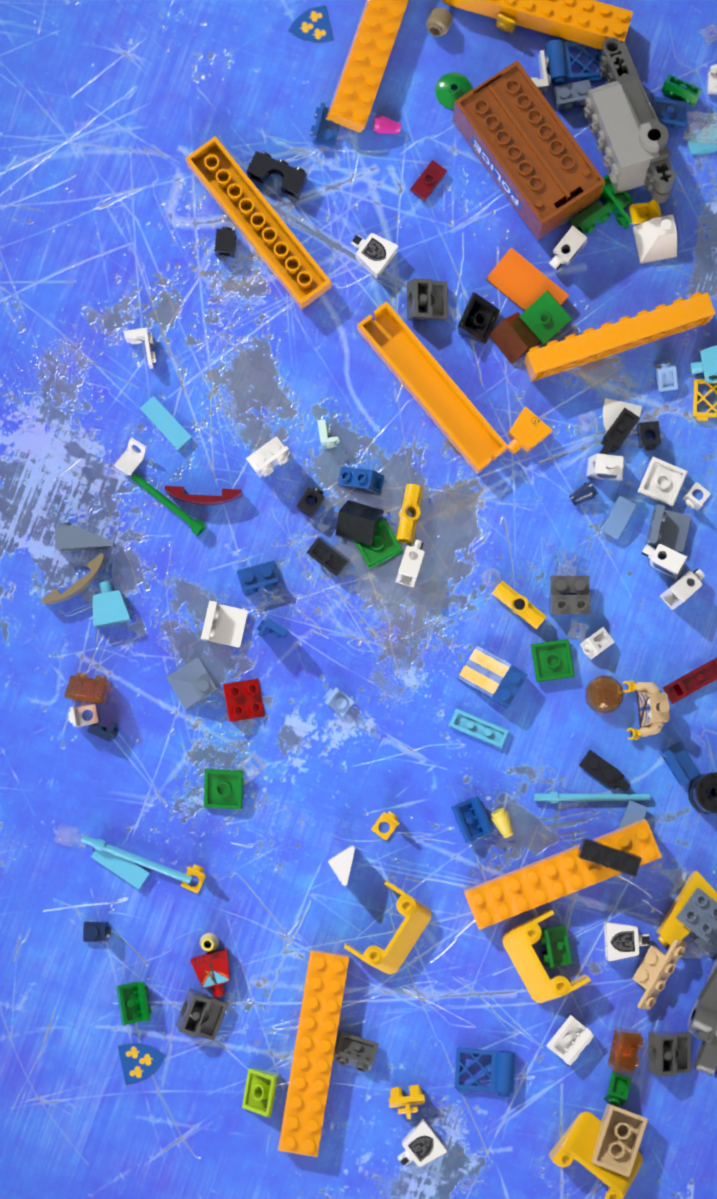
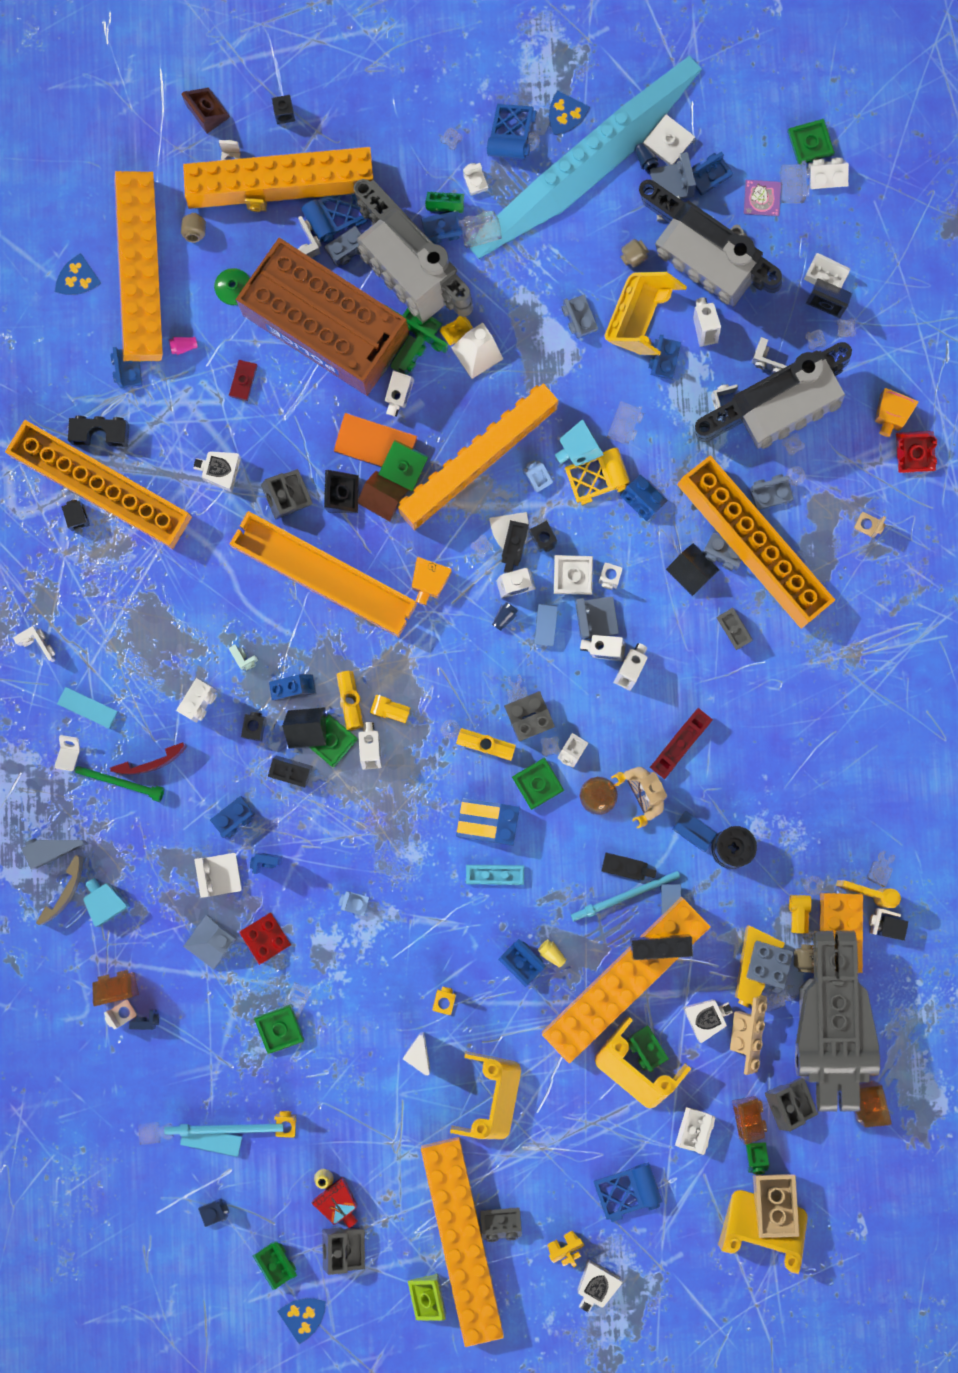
camera: 20 degrees left, 0 degrees up
(439, 533) = (385, 708): none -> yellow piece

